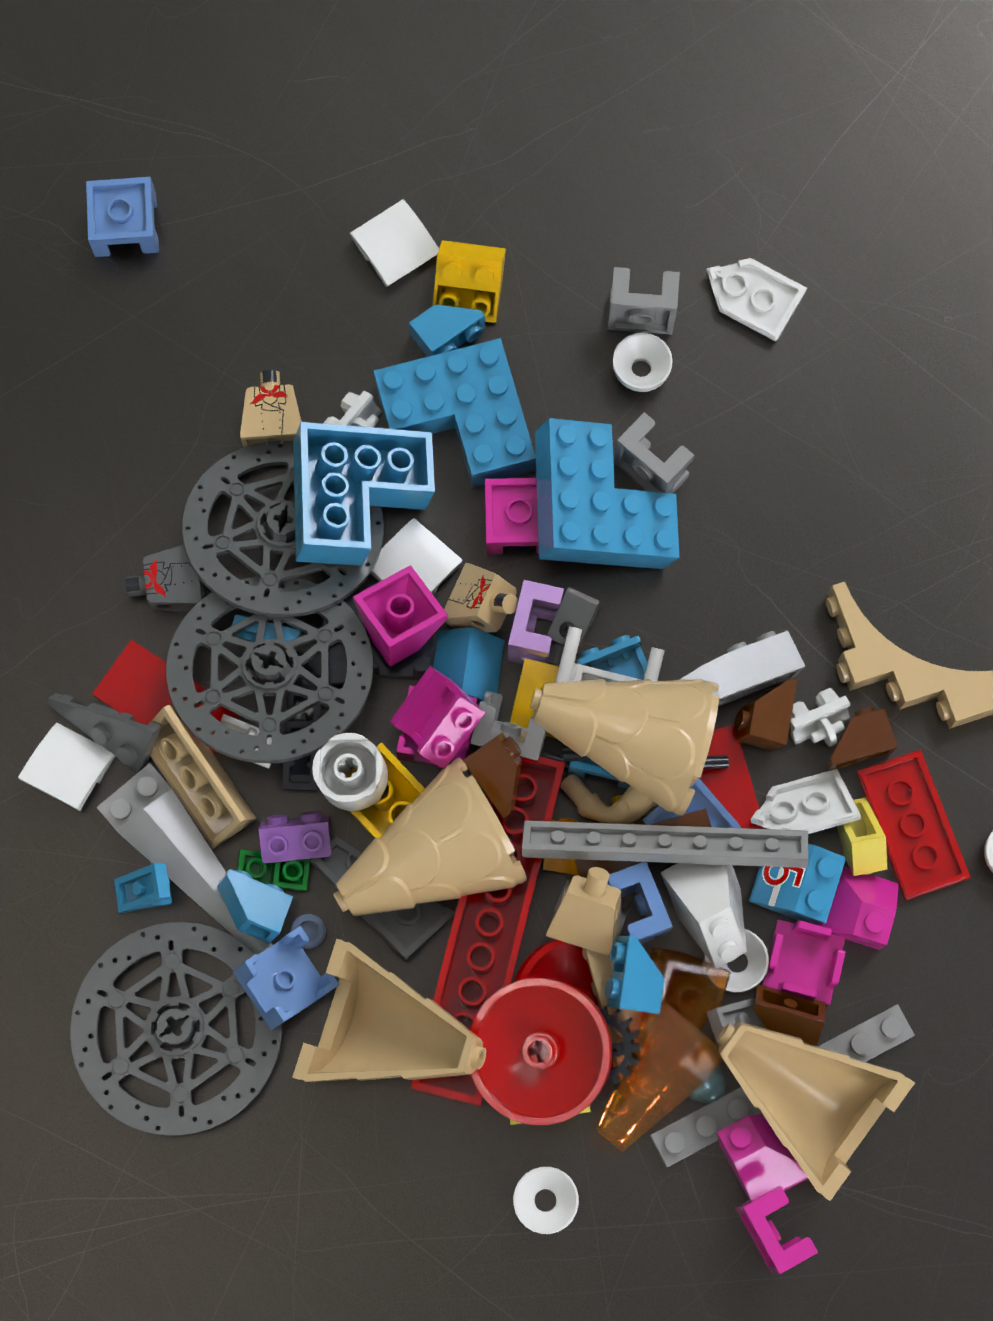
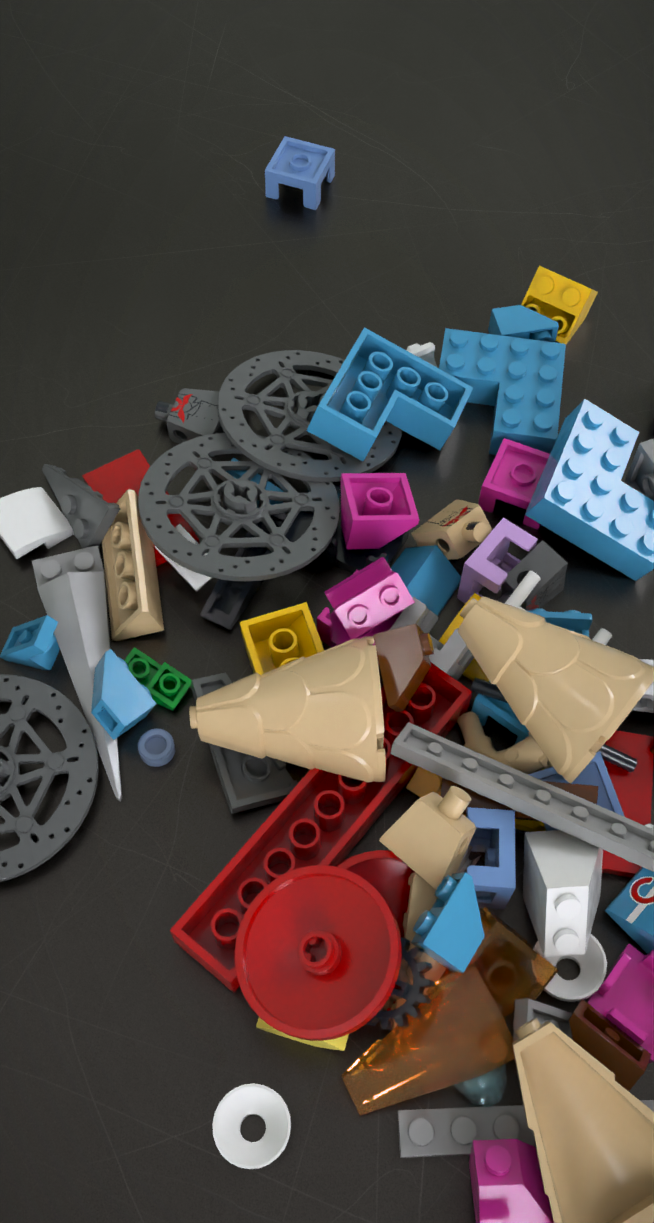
camera: 25 degrees right, 15 degrees down
(269, 411) = (340, 330): tan torso -> none
(283, 979) = (106, 774): medium blue panel -> none
(295, 838) = (186, 657): medium lavender bracket -> none
(336, 758) = (263, 607): white brick -> none
(384, 1029) = (173, 857): tan cone -> none
(395, 242) = (505, 262): white slope -> none
(421, 550) = (424, 481): white slope -> none

